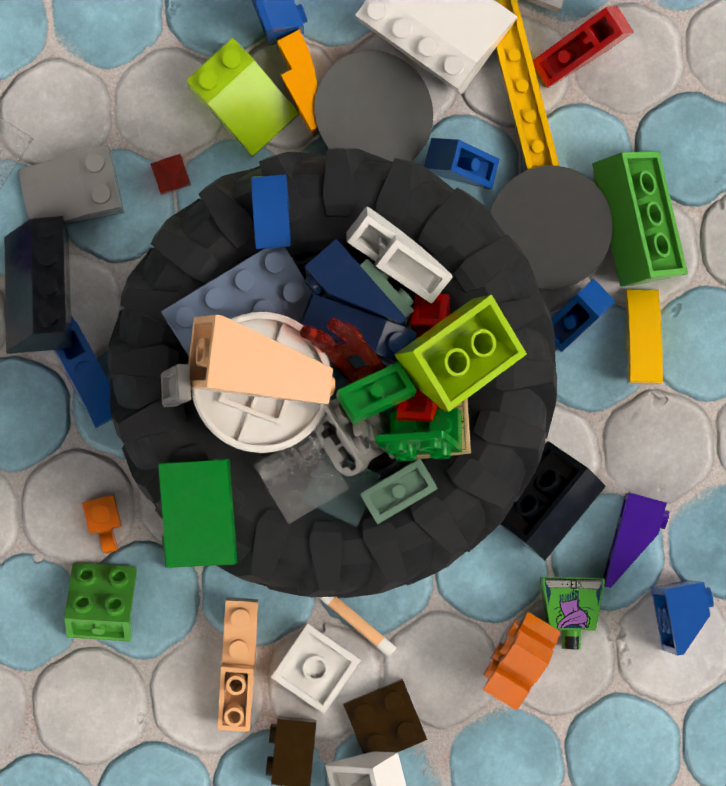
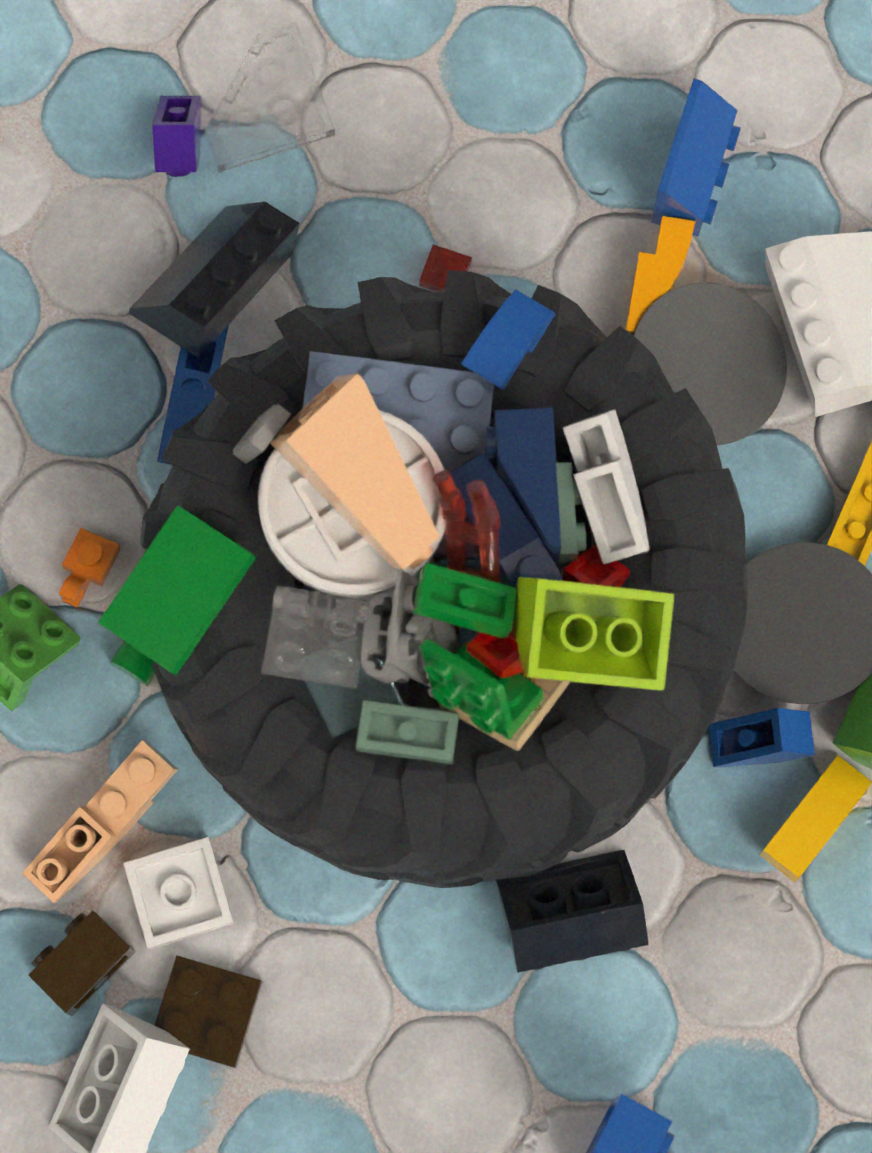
camera: 45 degrees right, 10 degrees down
(73, 186) = (339, 208): light grey slope -> none
(242, 97) = (583, 243): lime slope -> none
(360, 625) = (263, 881): light nougat bar -> none
(461, 162) = (762, 485): blue slope -> none
(520, 660) = (402, 1054): orange brick -> none
(572, 606) = (508, 1047): torso -> none
(635, 530) = (643, 1021): dark purple slope -> none

